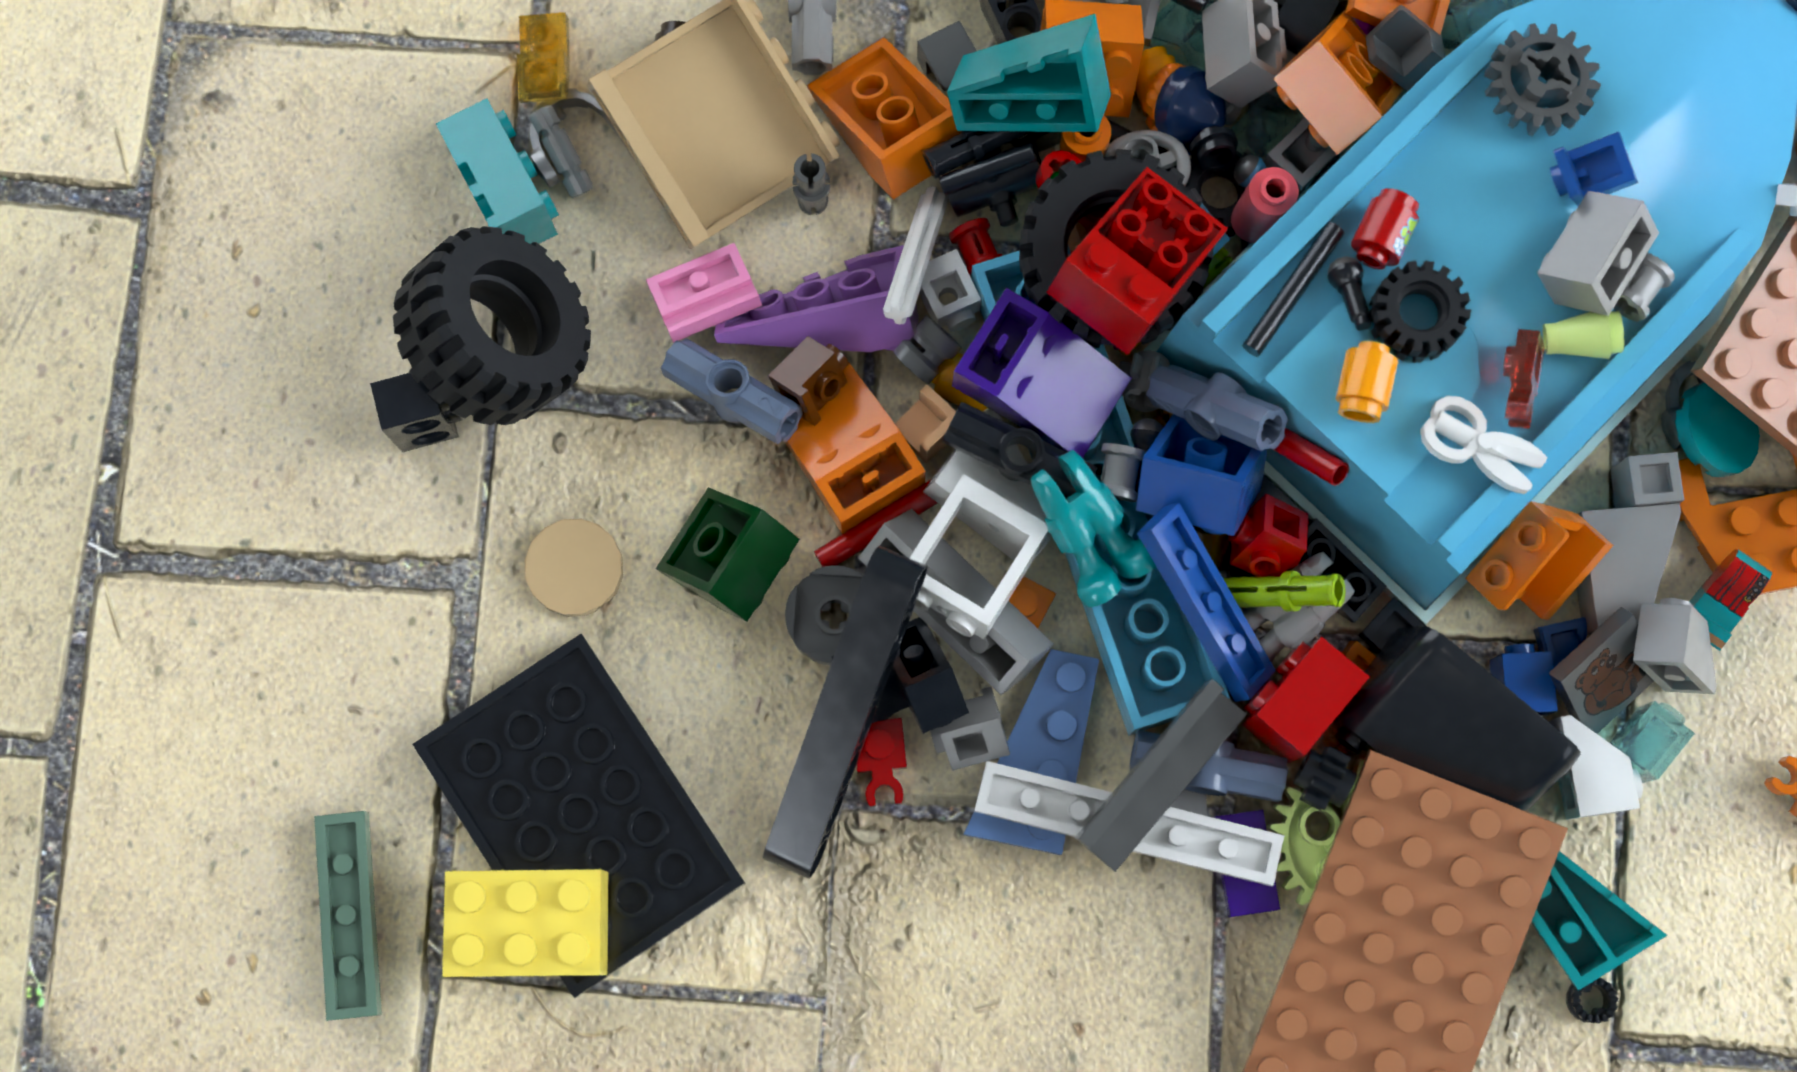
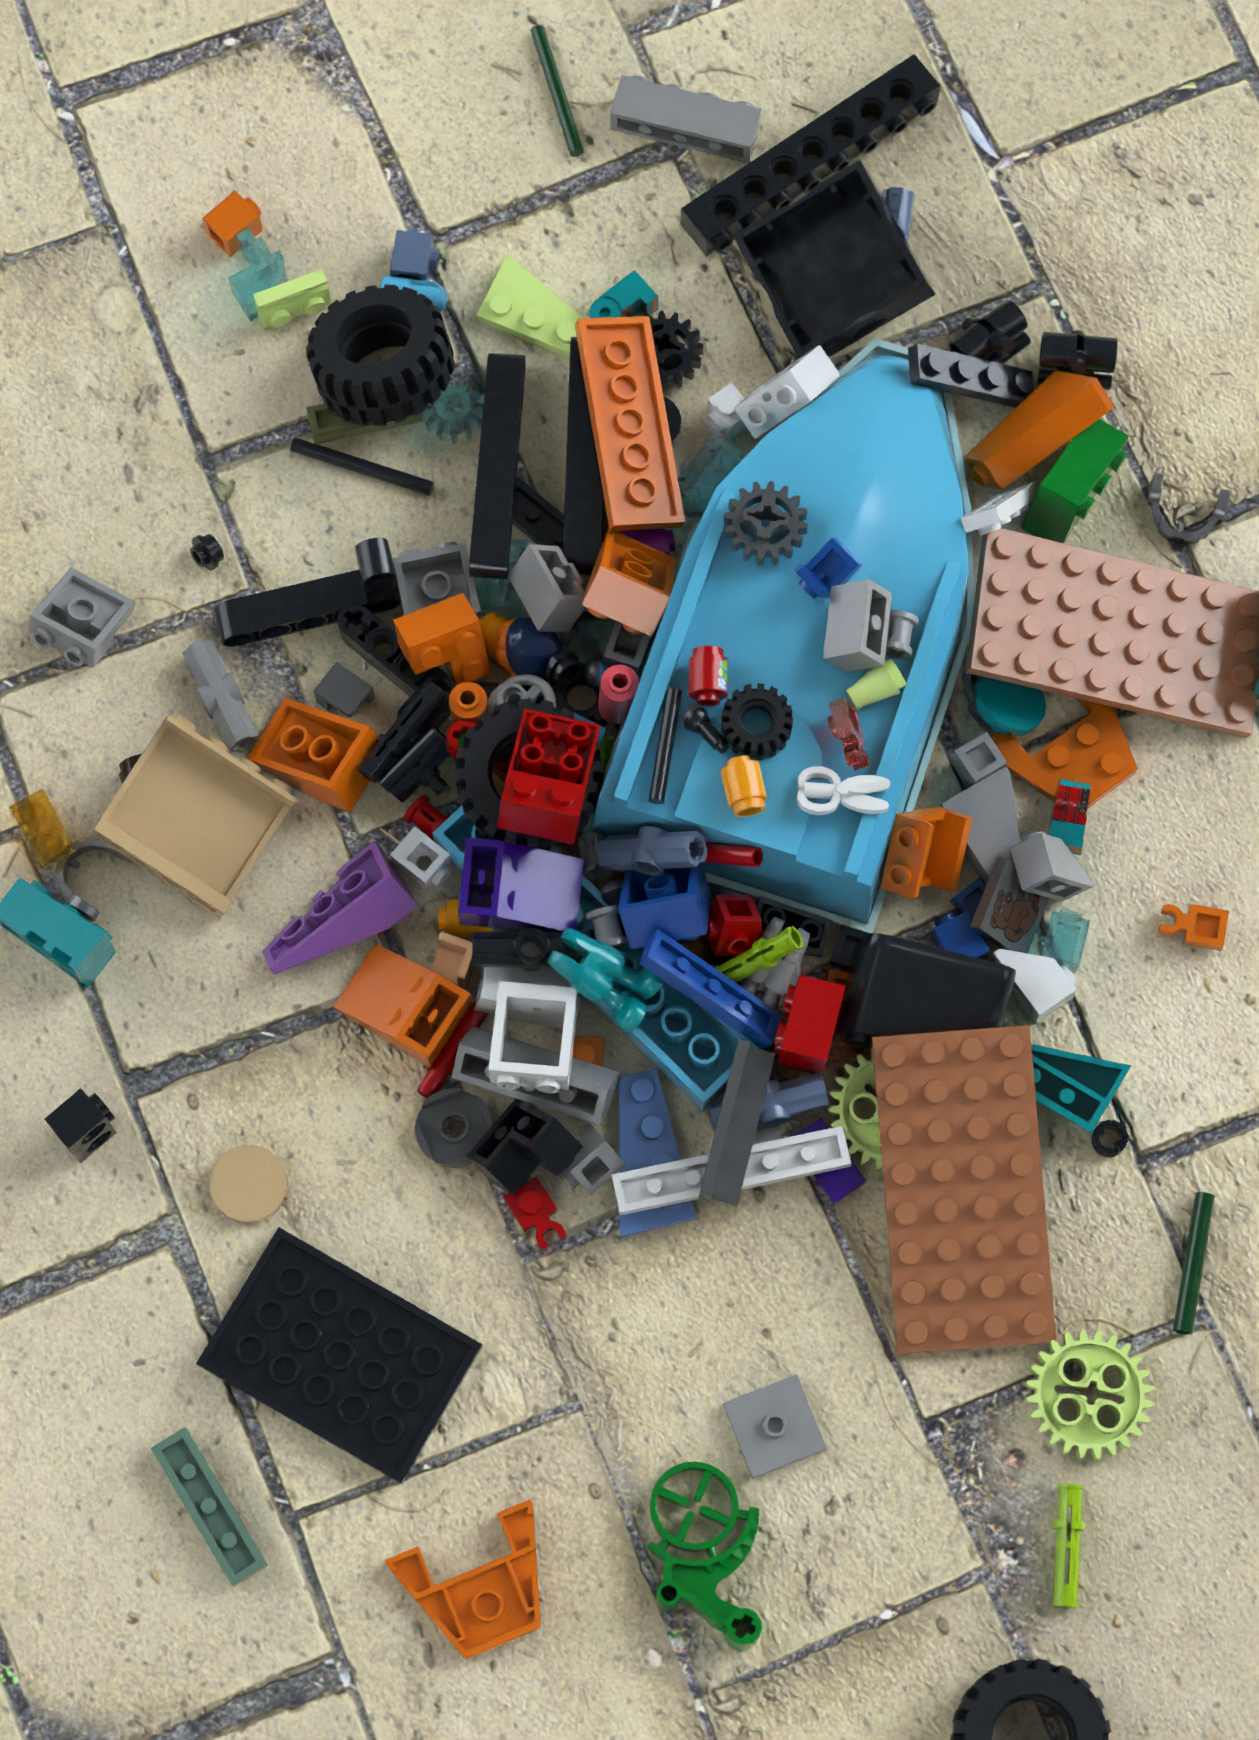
camera: 25 degrees left, 5 degrees down
(454, 351) = (92, 1063): black tyre -> none
(525, 923) = (342, 1444): light yellow brick -> none
(561, 151) = (91, 890): light grey axle -> none
(704, 292) = (246, 943): bright pink plate -> none
(728, 553) = (356, 1120): dark green slope -> none
(750, 404) = (322, 1003): sand blue piece -> none
(810, 183) = (287, 829): dark grey pin -> none
(810, 376) = (354, 968): reddish brown brick -> none
(845, 711) = (496, 1188): black beam -> none
(915, 255) = (388, 844): white axle -> none
(927, 349) = (429, 907): dark grey wheel -> none
(1034, 82) = (414, 684): teal wedge -> none
(1325, 778) = (850, 1072): black gear -> none
(1404, 47) = (663, 537): dark grey panel -> none

